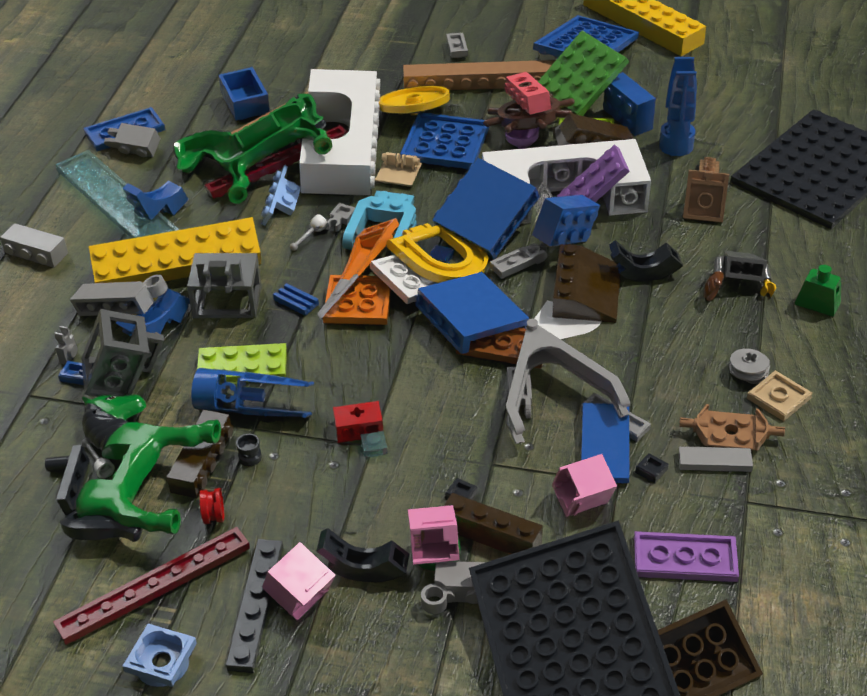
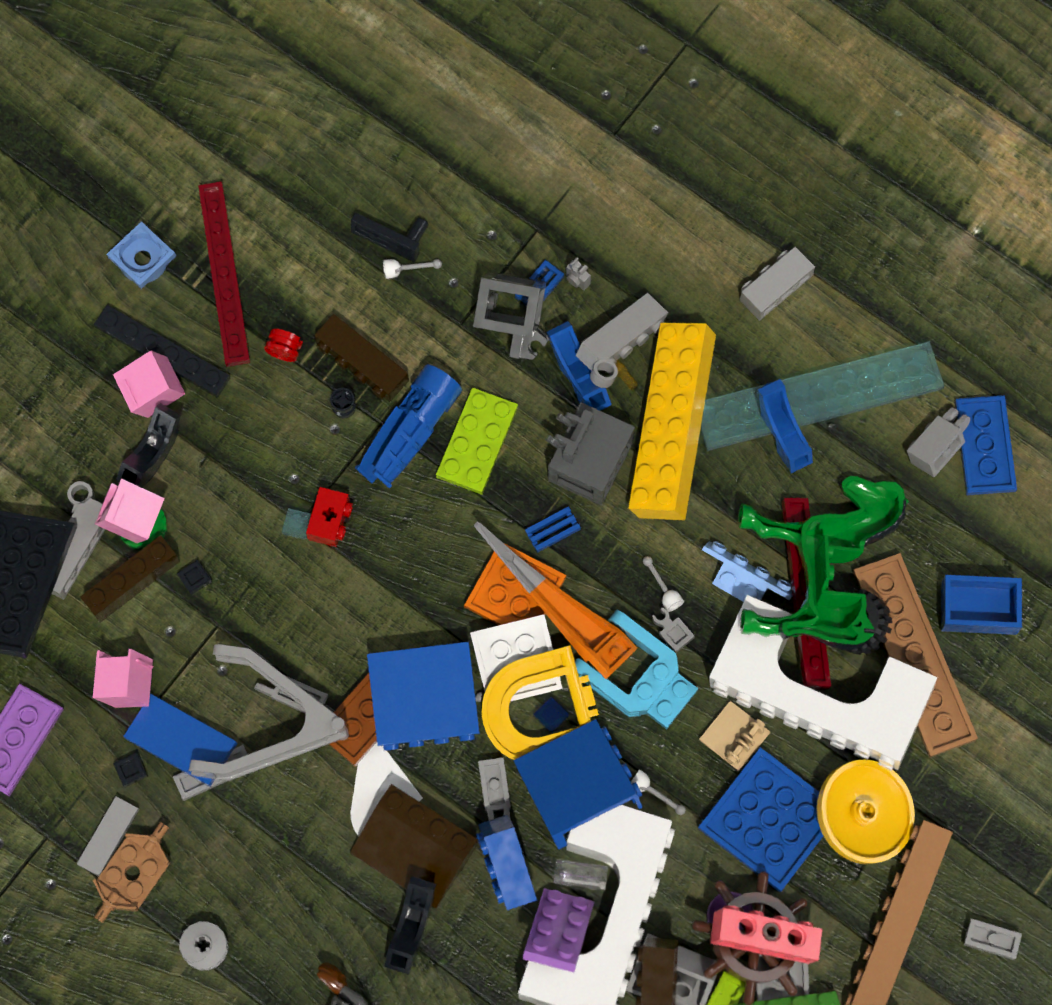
camera: 115 degrees right, 30 degrees up
(106, 506) = (321, 245): green animal -> none
(779, 395) = (154, 955): tan tile -> none

